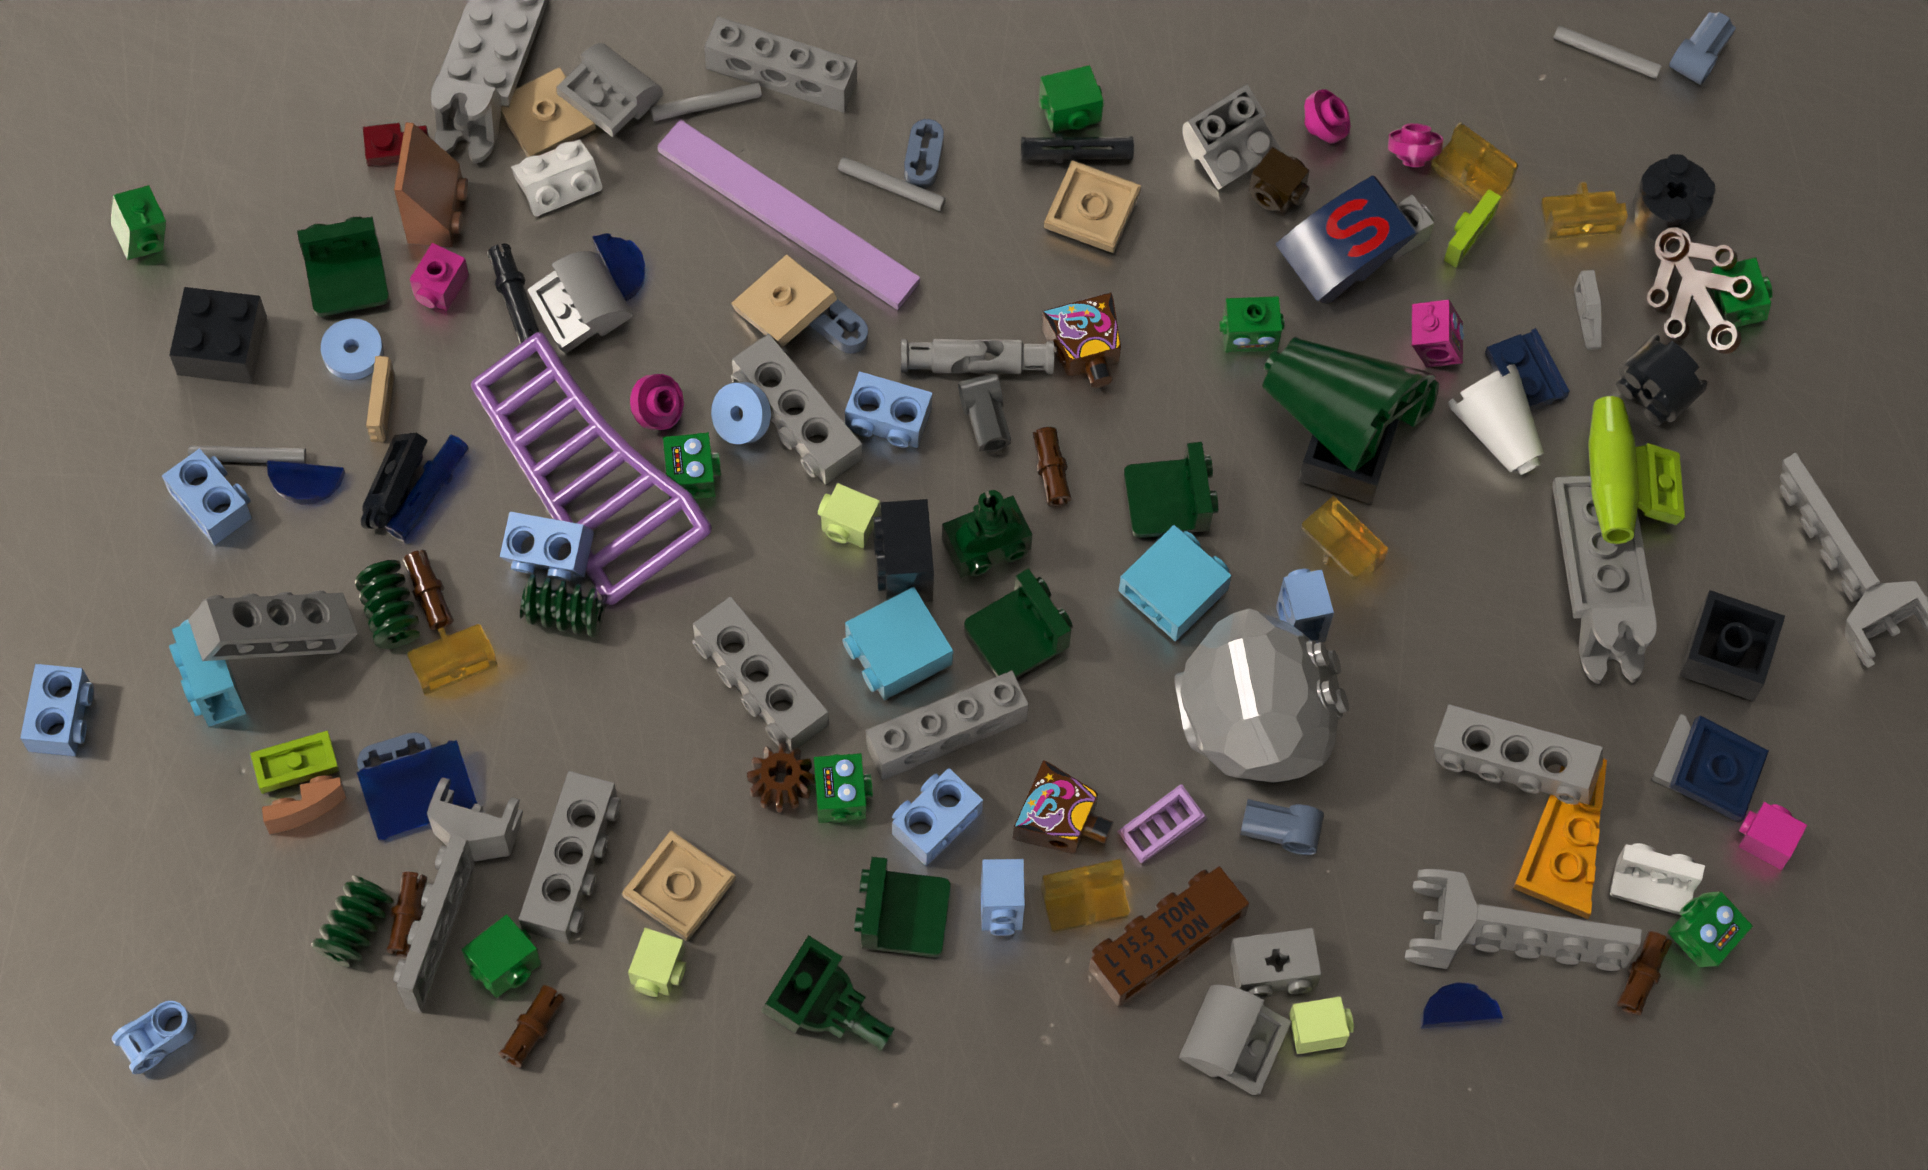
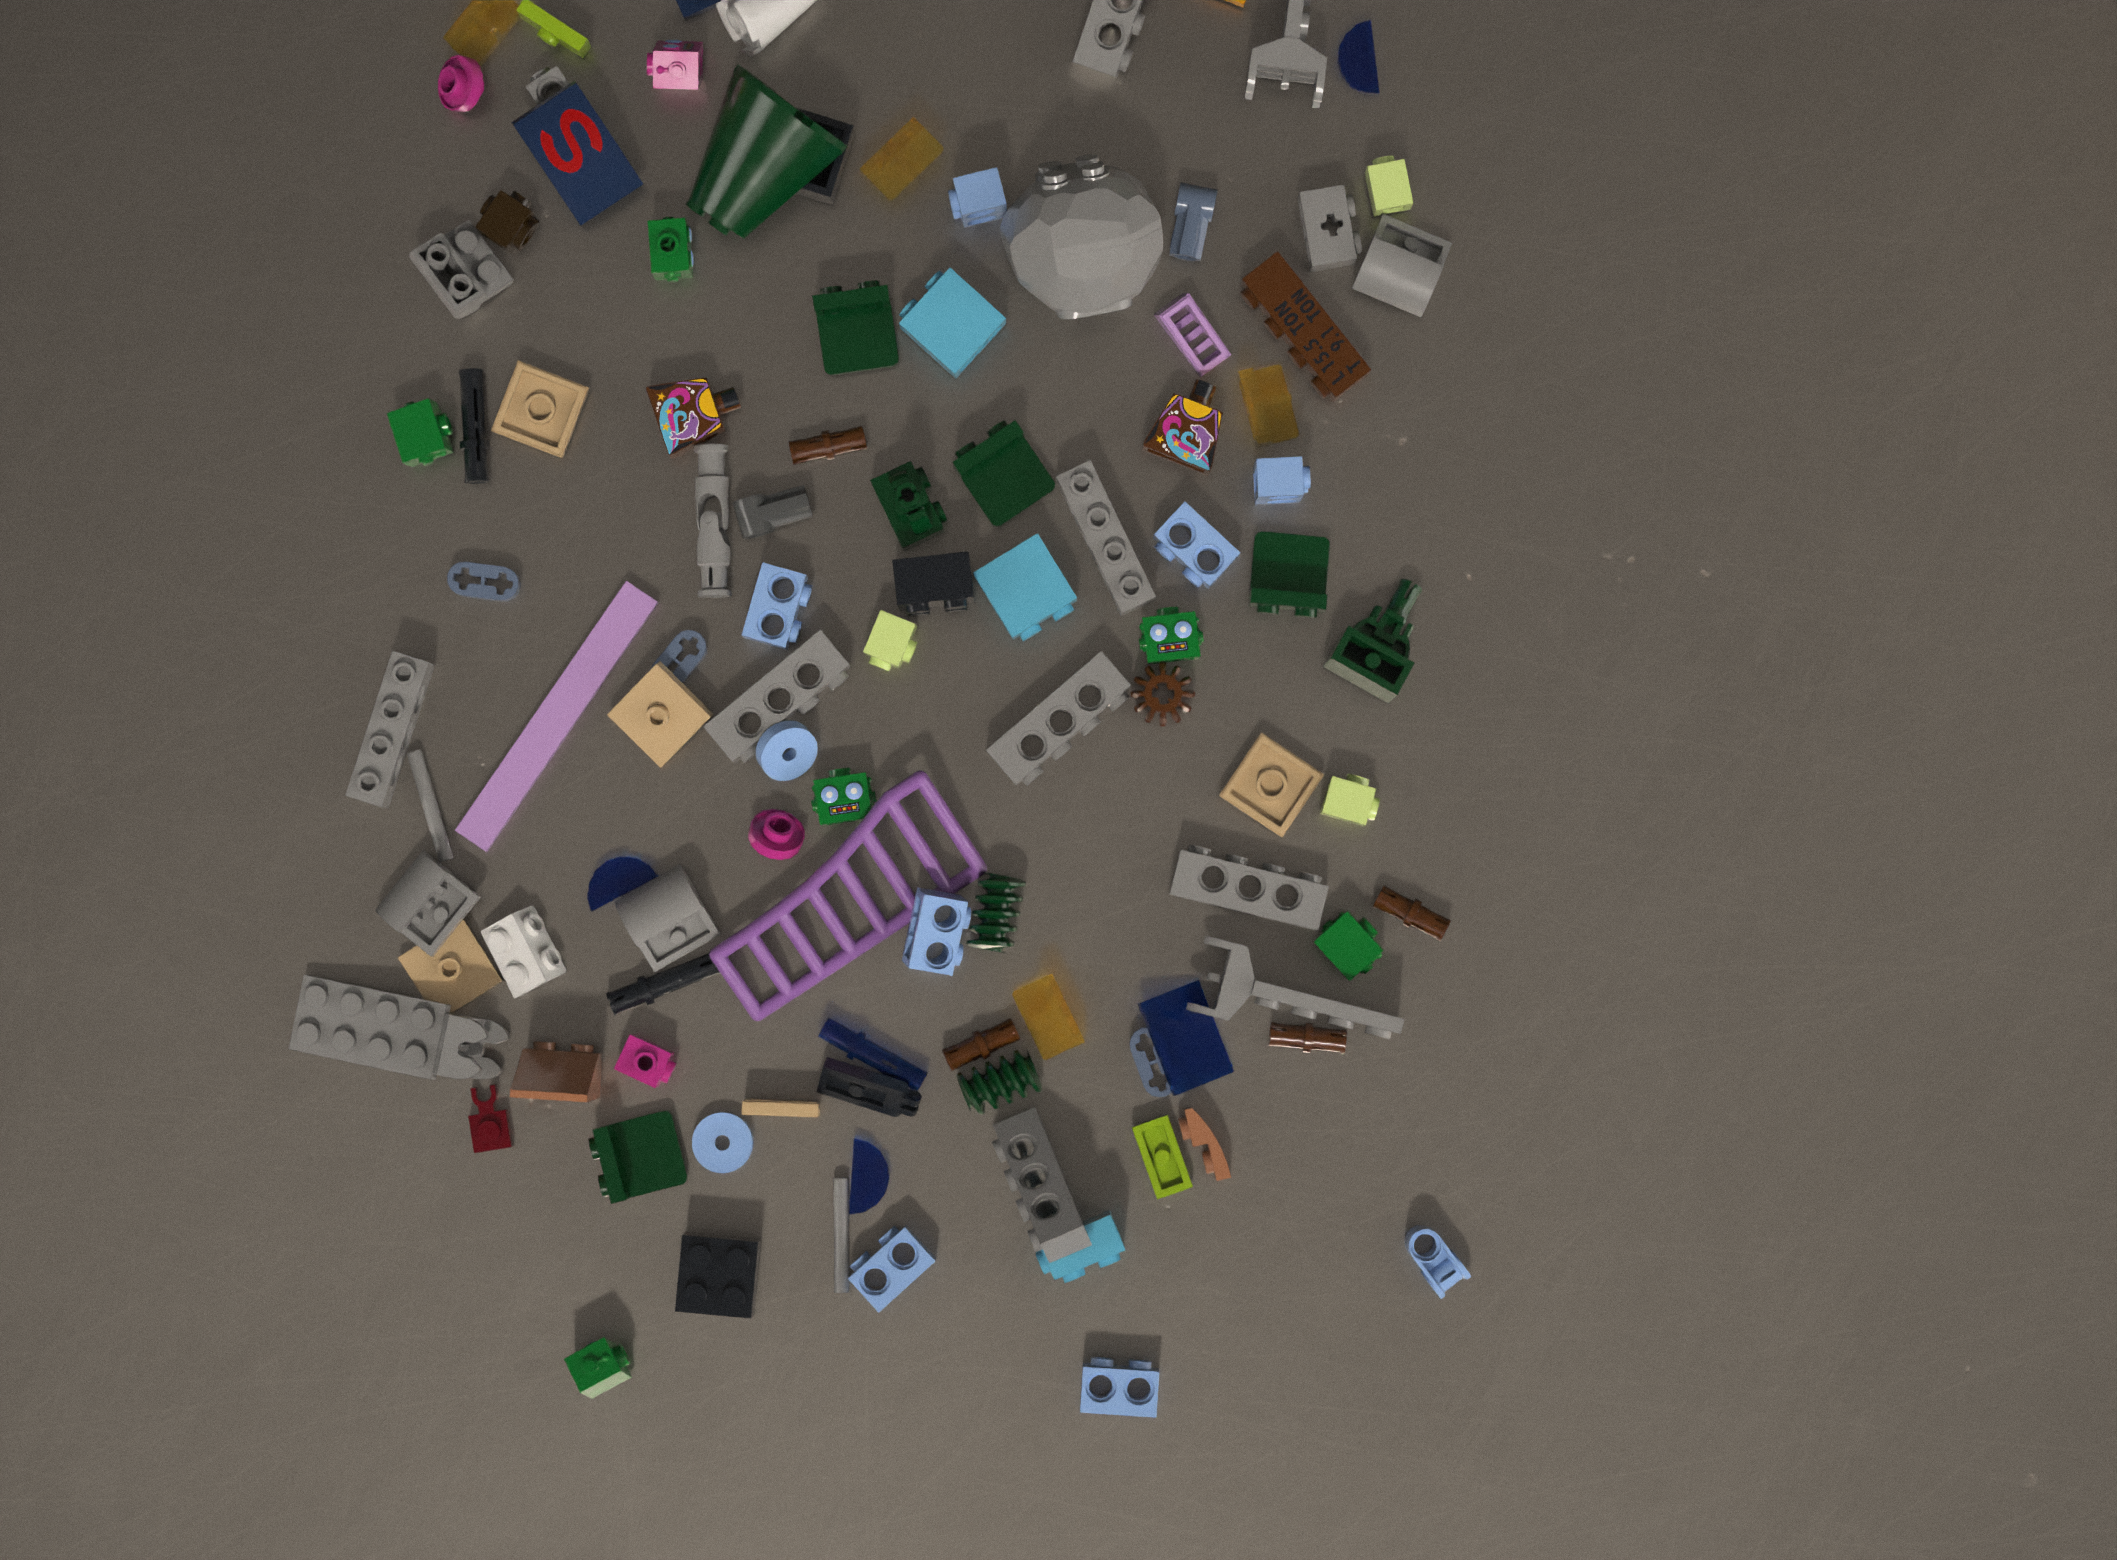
camera: 90 degrees left, 20 degrees up
(351, 921) = (1320, 1085): dark green piece -> none
(891, 183) = (518, 613): light grey bar -> none
(1327, 116) = (432, 172): dark pink plate -> none

